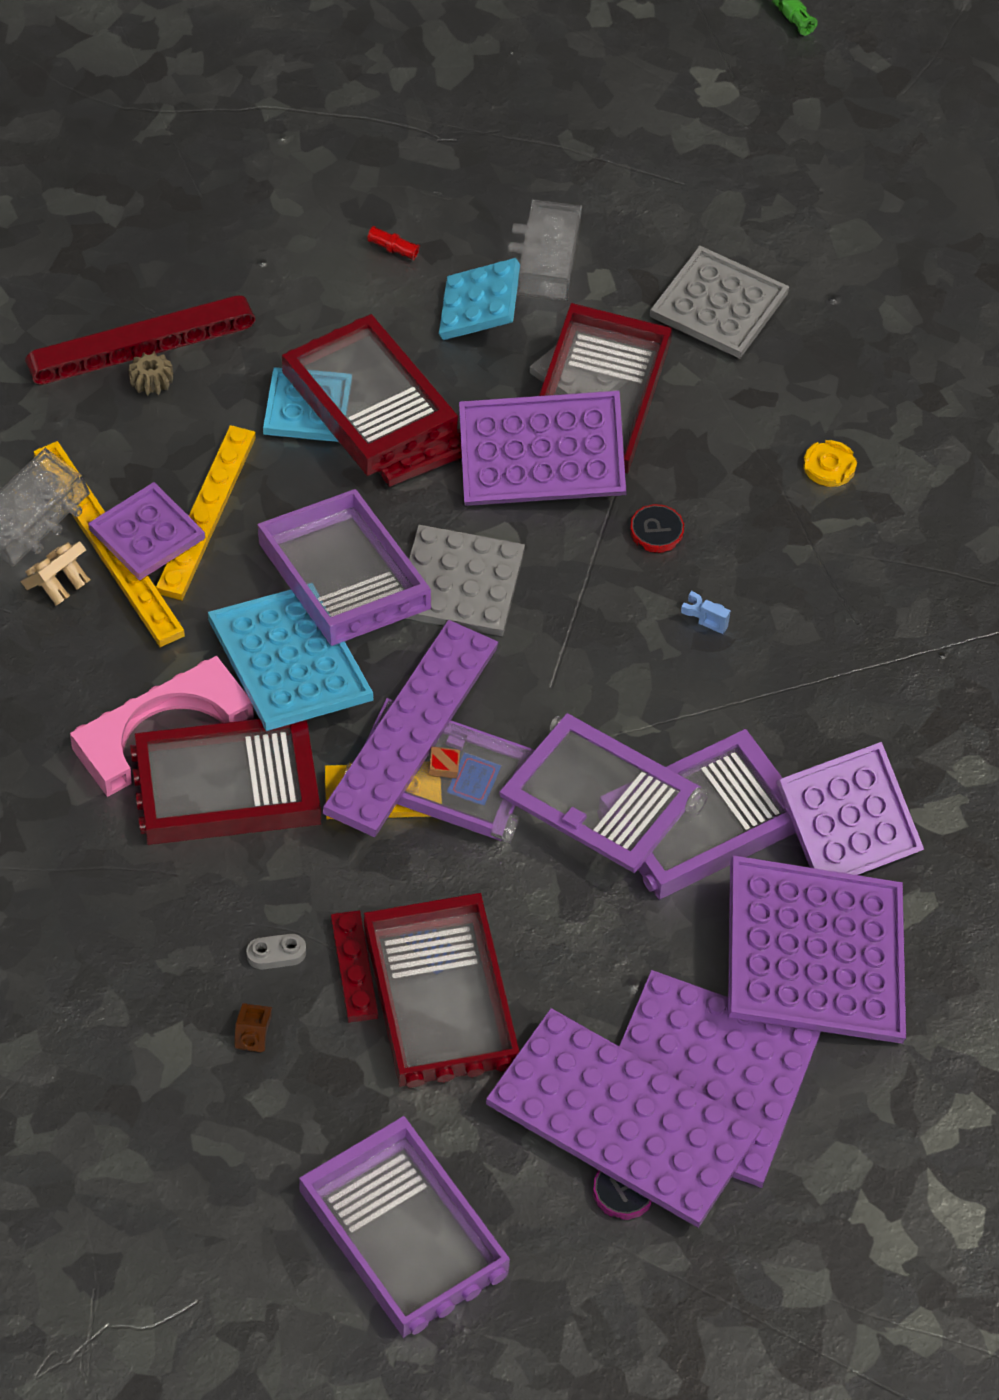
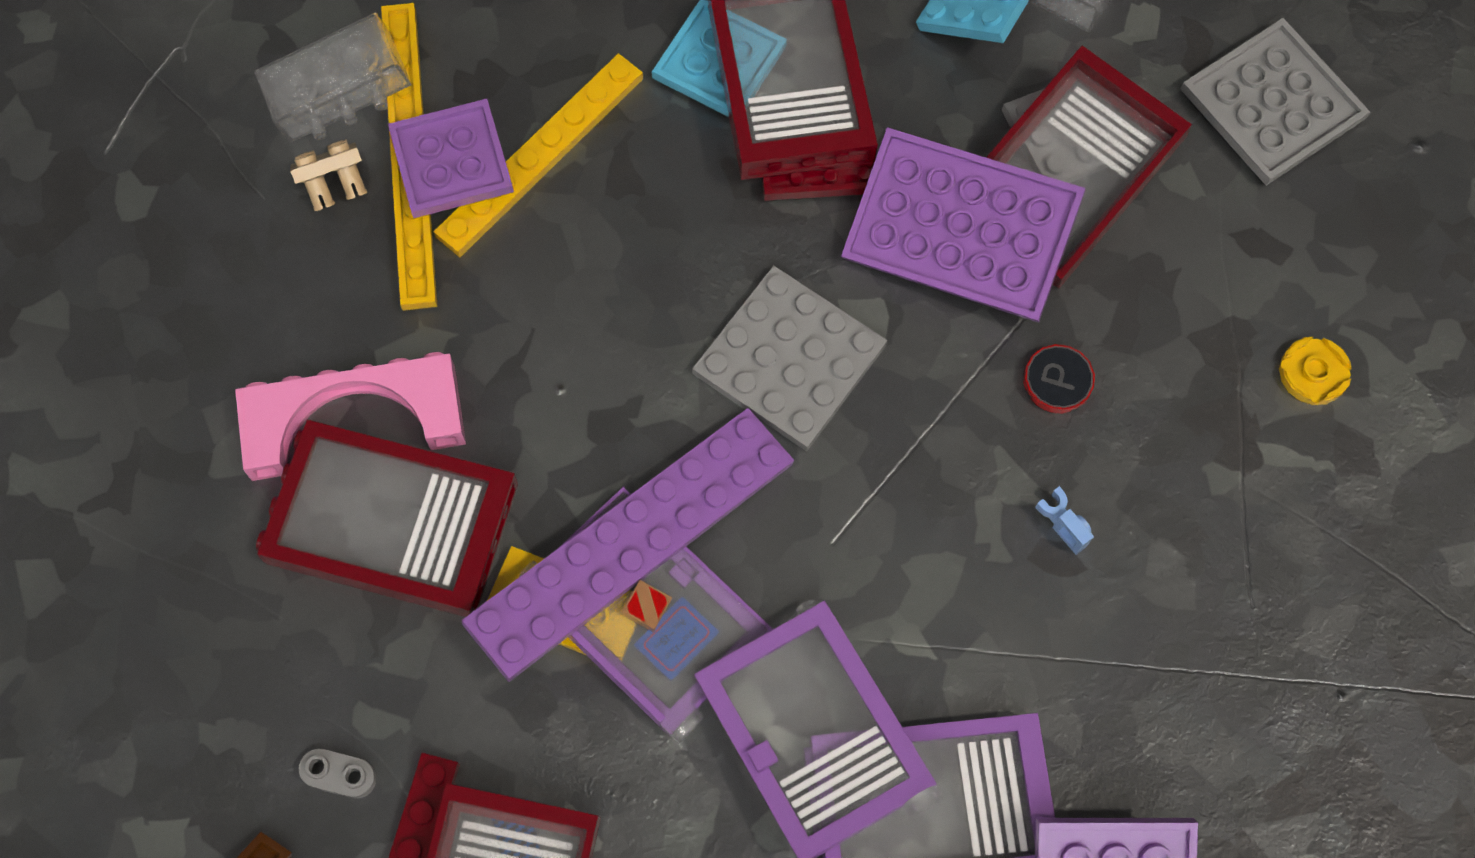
camera: 25 degrees right, 15 degrees up
(287, 661) = (533, 390): medium azure plate -> none
(344, 567) = (653, 294): window -> none

